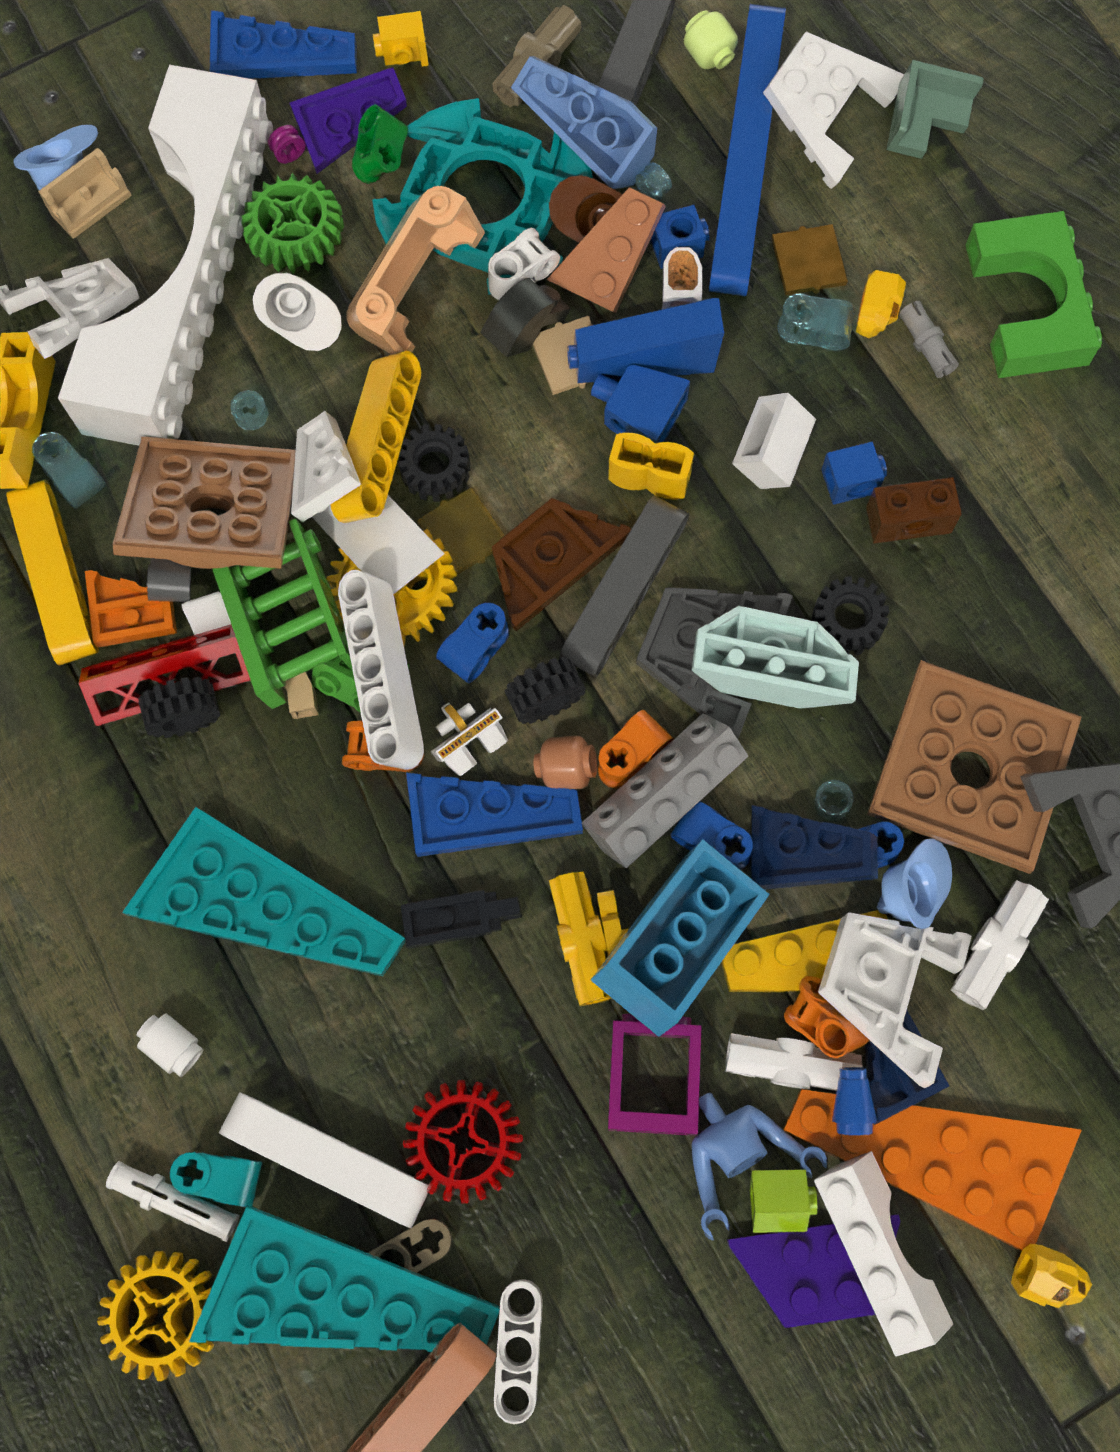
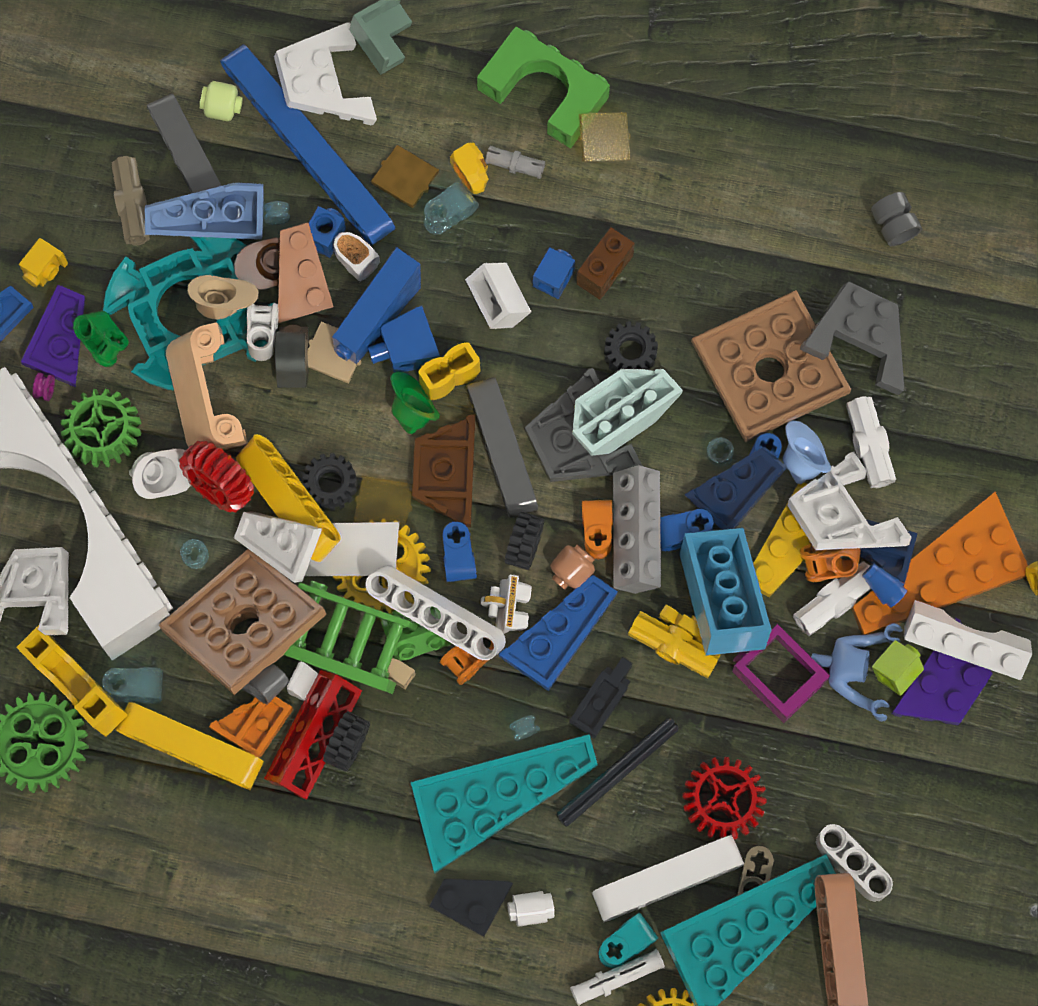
camera: 50 degrees left, 0 degrees up
(127, 979) = (471, 902): none -> black wing
(332, 352) = (216, 476): none -> red gear
(354, 867) = (524, 727): none -> clear light blue bush
(395, 1003) = (617, 771): none -> black axle
(511, 196) = (220, 296): none -> tan piece
(583, 462) = (411, 403): none -> green piece
(1042, 392) = (604, 137): none -> clear yellow piece

